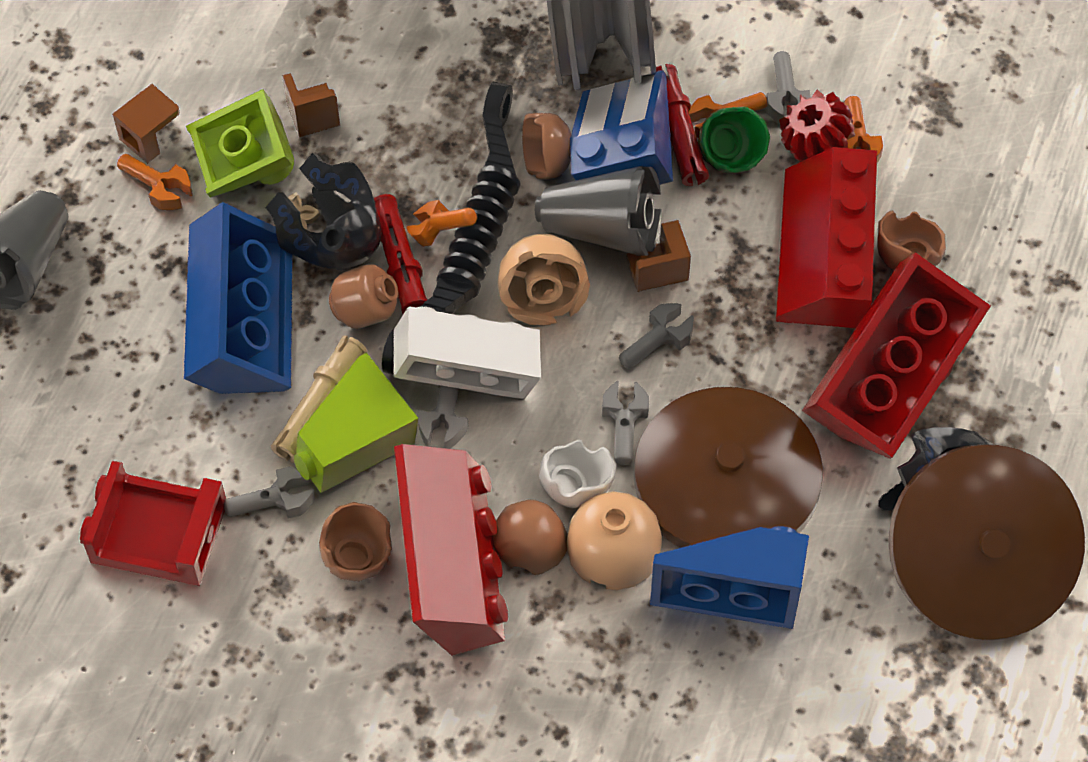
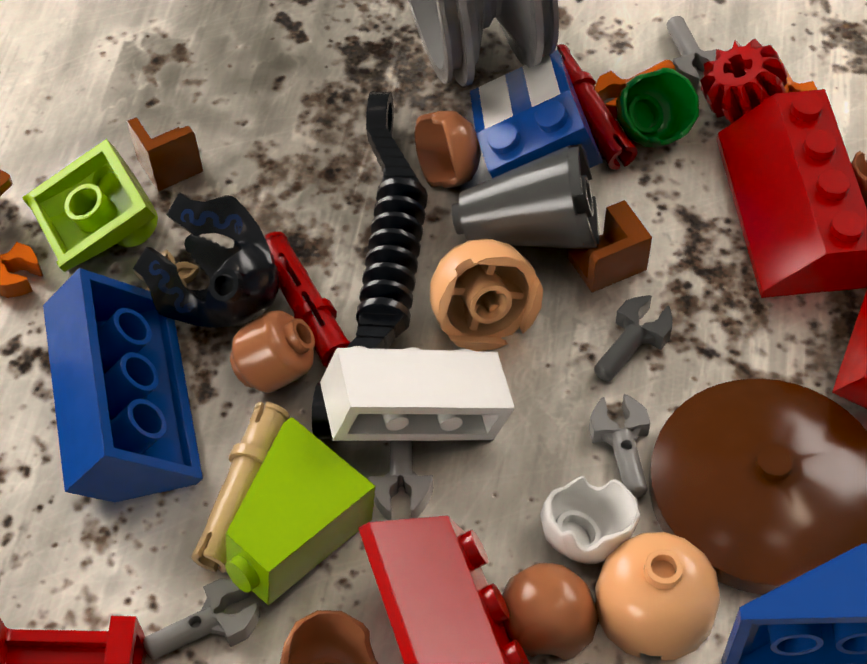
camera: 10 degrees left, 5 degrees down
(435, 218) = (337, 248): orange bar -> none

